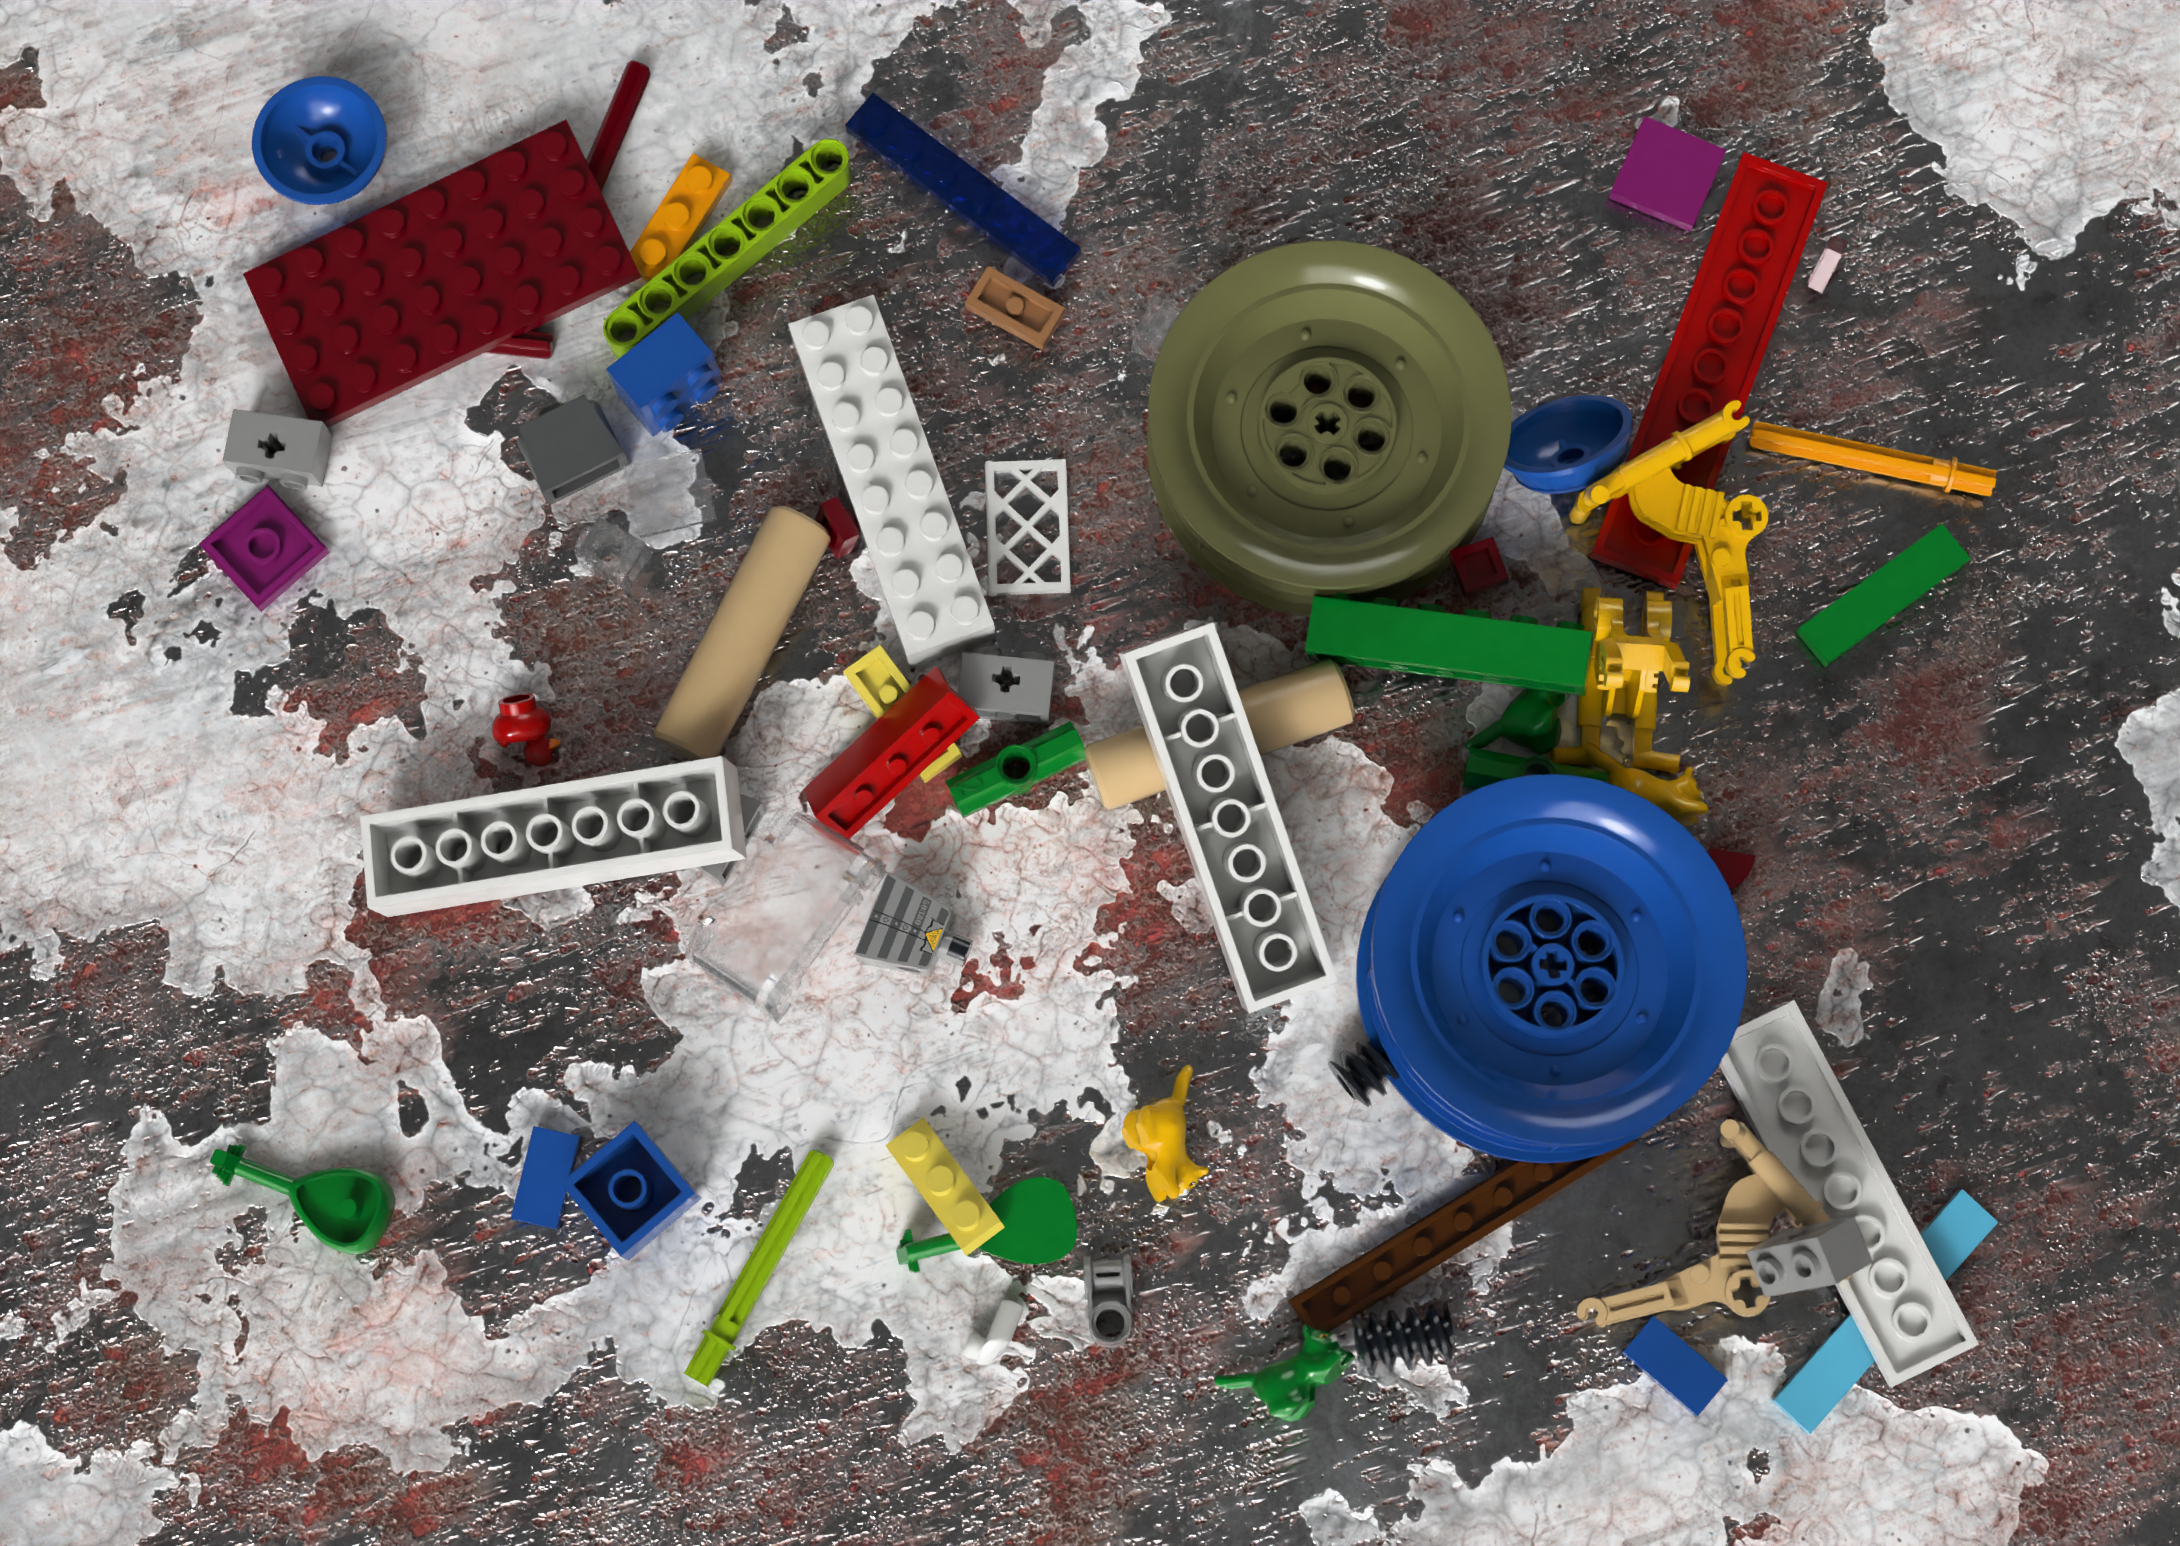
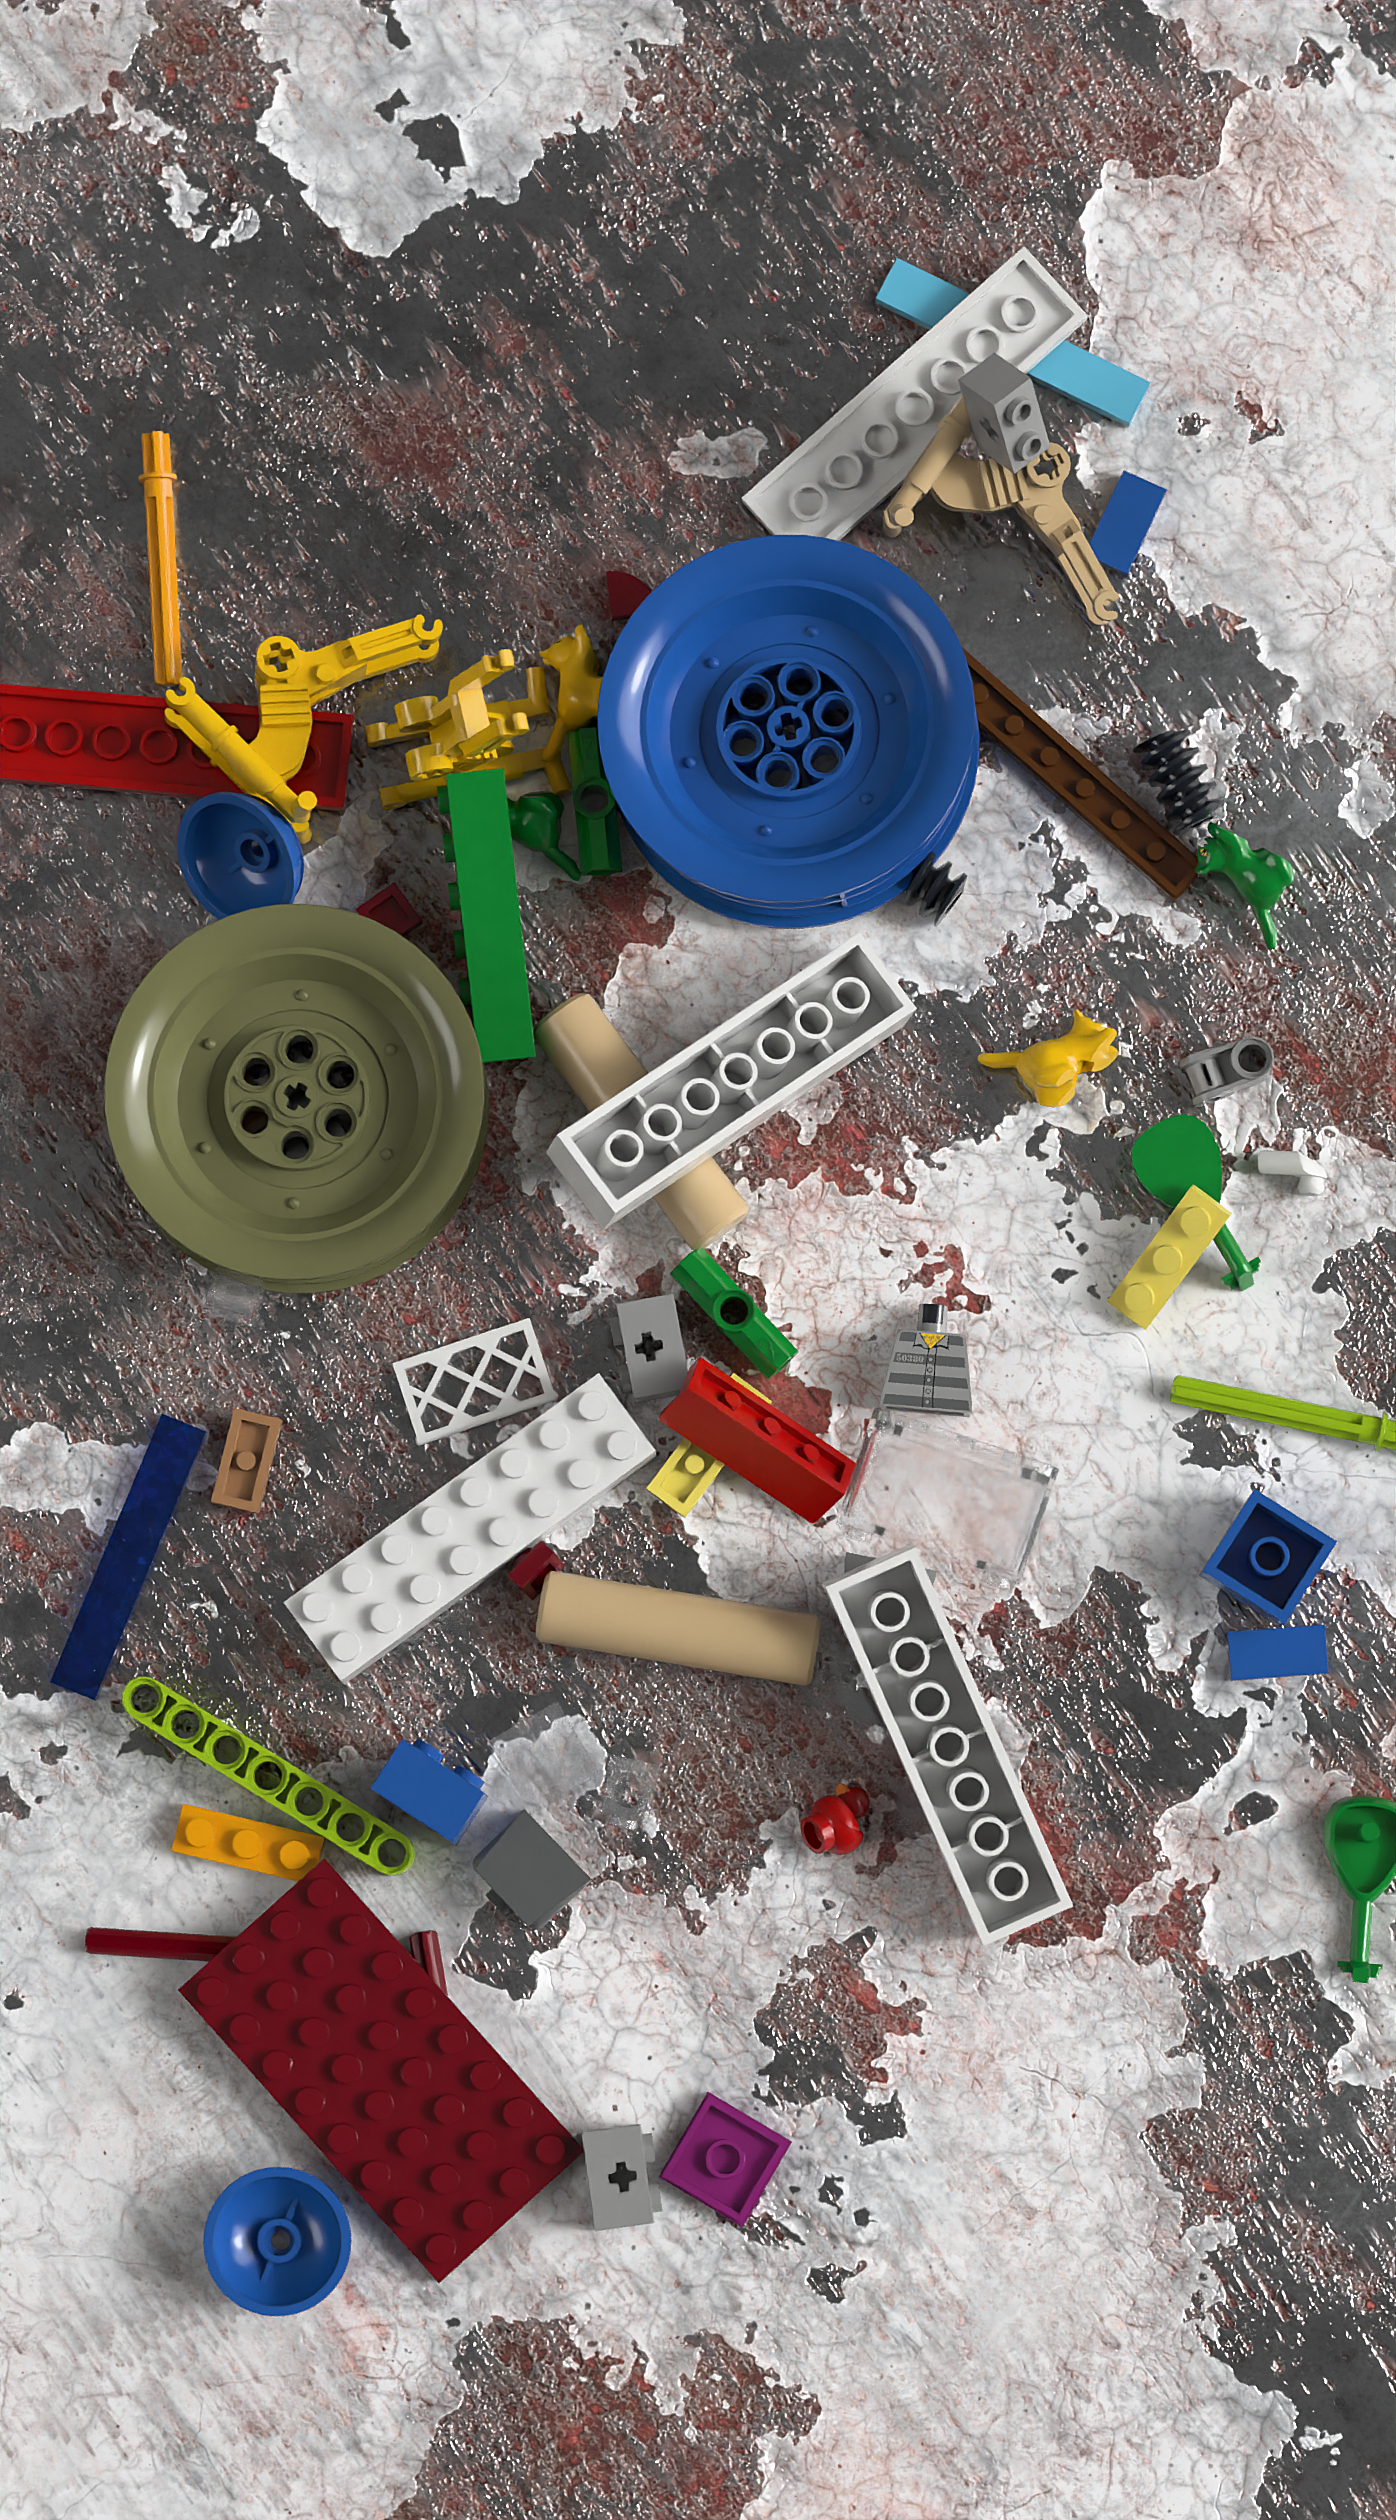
camera: 105 degrees left, 5 degrees up
(1883, 595) = (301, 514): green tile -> none

